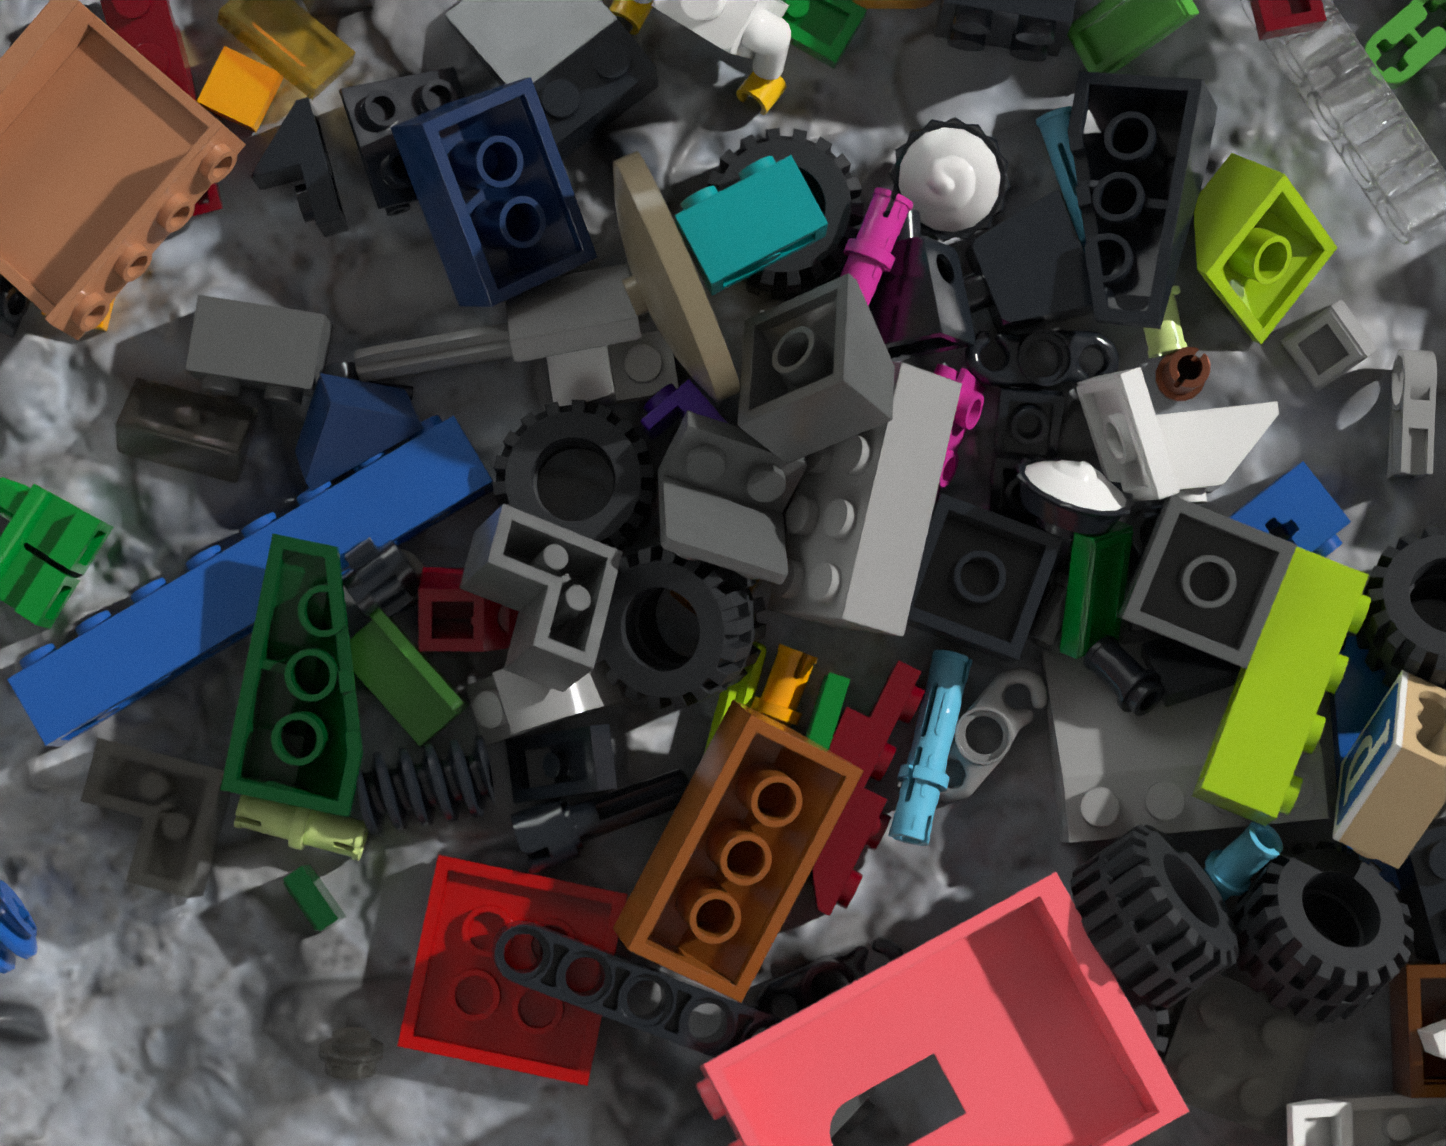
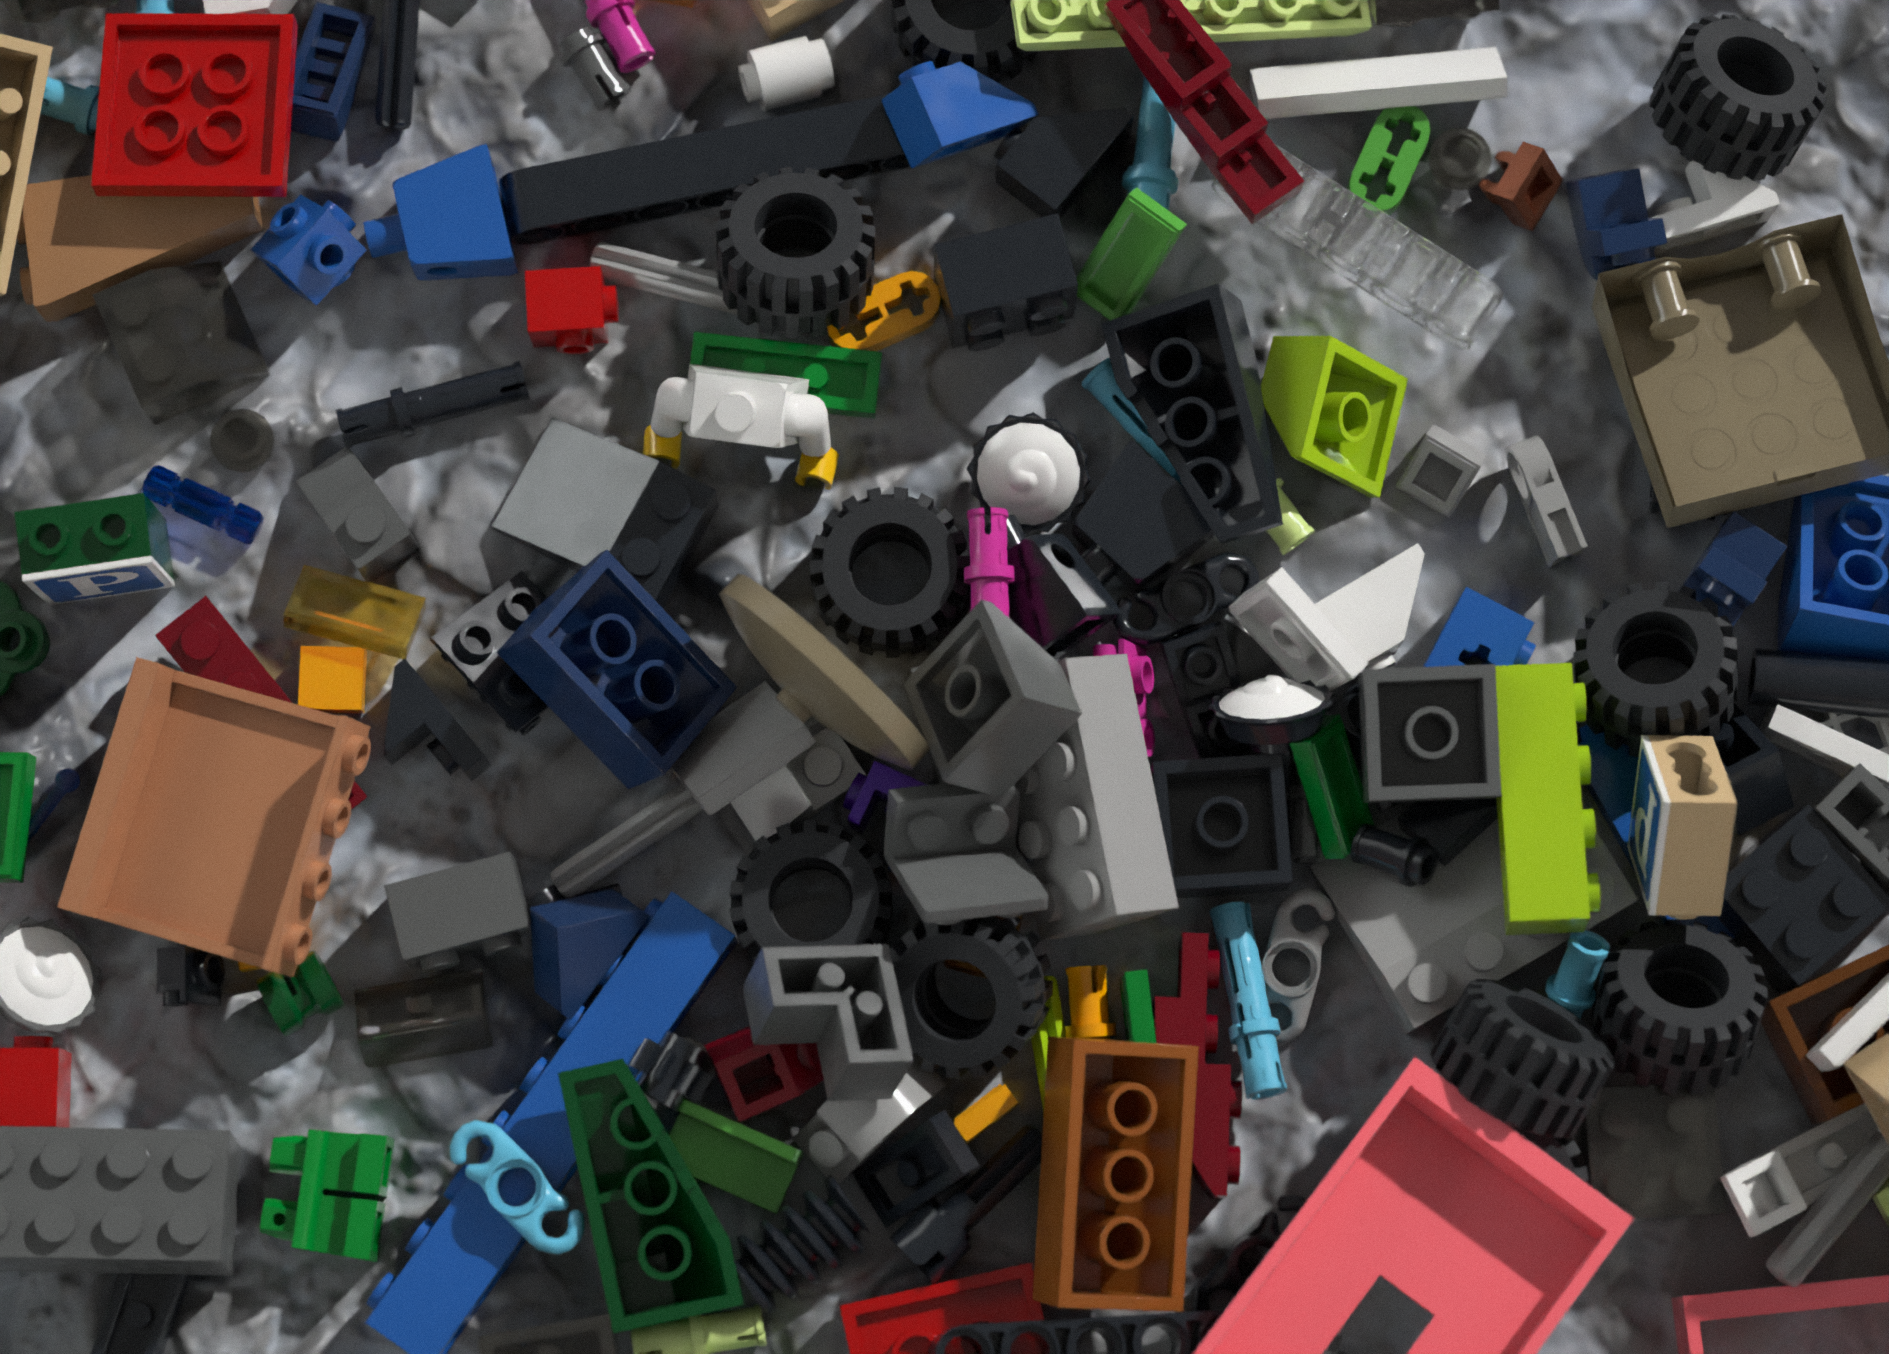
camera: 25 degrees left, 5 degrees down
(89, 360) = (301, 996): none -> dark green wheel
(192, 651) = (524, 1218): none -> medium azure piece
(645, 742) = (985, 1113): none -> light orange tile
(750, 222) = (870, 591): teal brick -> none
(1167, 374) = (1308, 563): copper pin -> none

